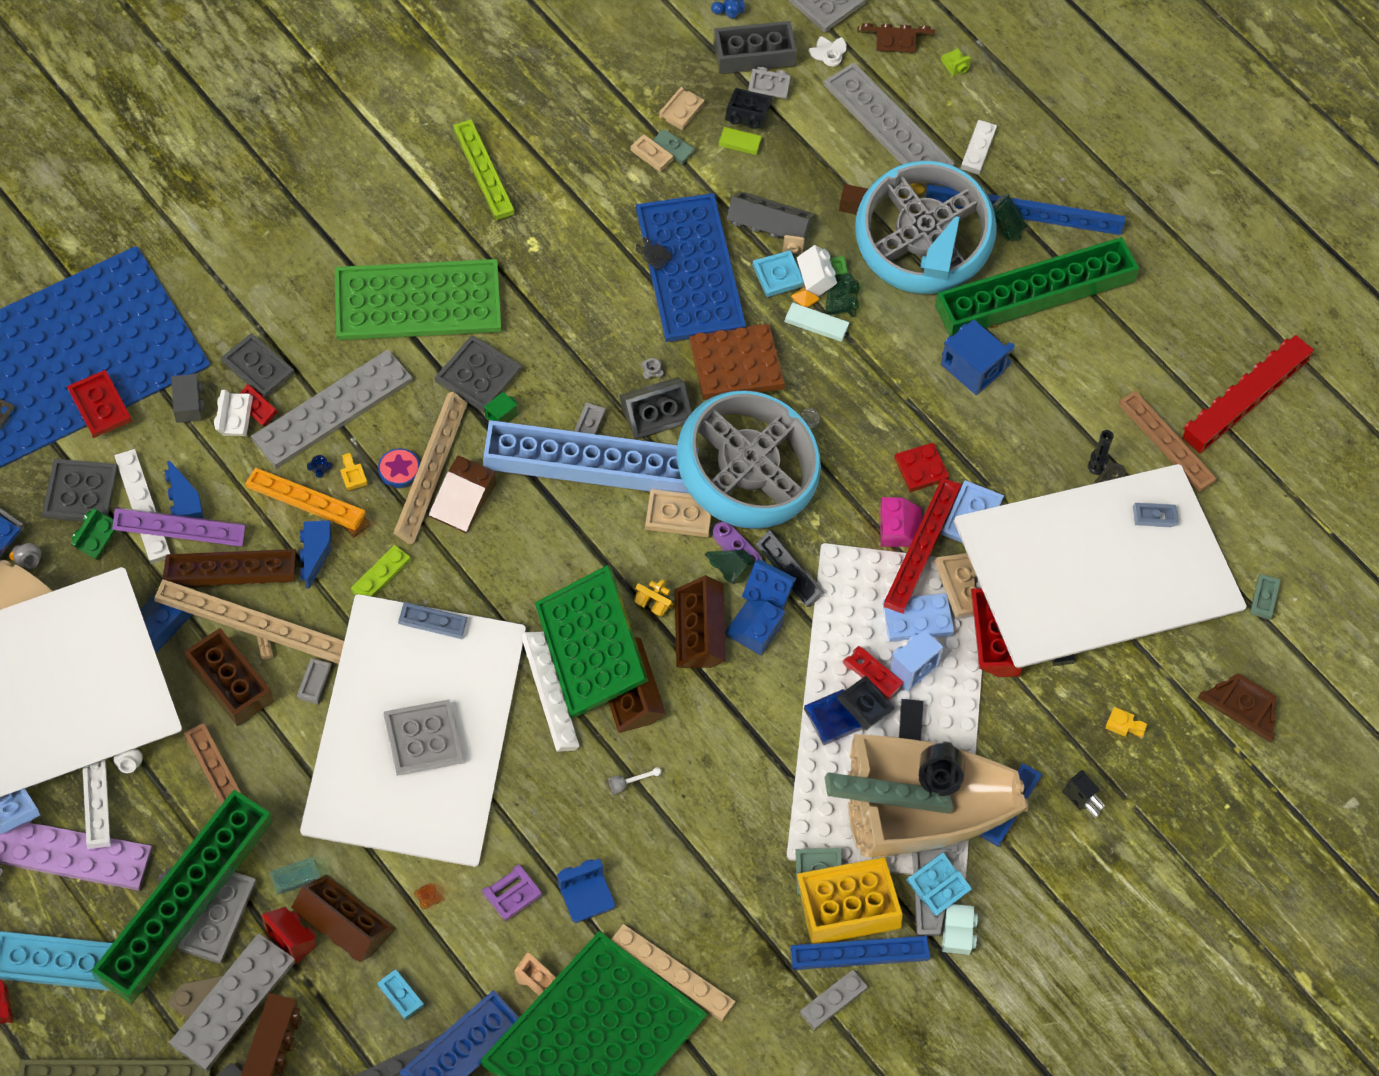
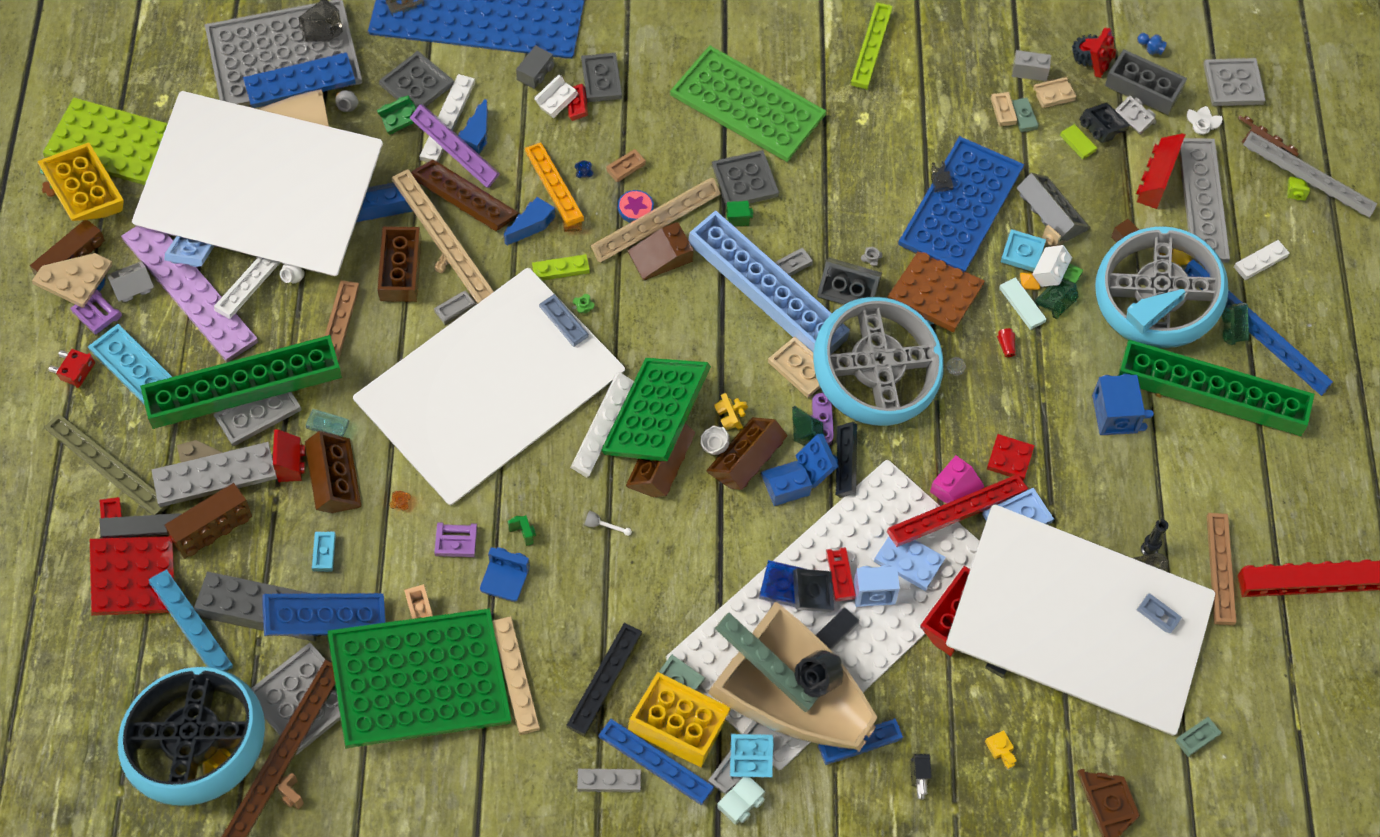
camera: 40 degrees right, 0 degrees up
(99, 403) = (475, 34): red plate -> none
(331, 409) = (625, 136): light grey plate -> none
(352, 474) = (600, 189): yellow plate -> none
(356, 435) = (625, 165): none -> medium nougat plate
(423, 737) = (486, 392): light grey plate -> none
(432, 598) = (583, 308): none -> bright green plate
(570, 837) = (522, 523): none -> green bracket
(642, 96) = (1031, 65): none -> light grey brick
(663, 633) = (715, 440): none -> white hair
(687, 46) = (1095, 51): none -> red plate
(753, 916) = (604, 679): none -> black plate
(834, 120) = (1159, 170): none -> red slope
(834, 366) = (1007, 341): none -> red cone
(958, 42) = (1310, 174): none -> light grey plate
(958, 579) = (960, 553): tan wing -> none

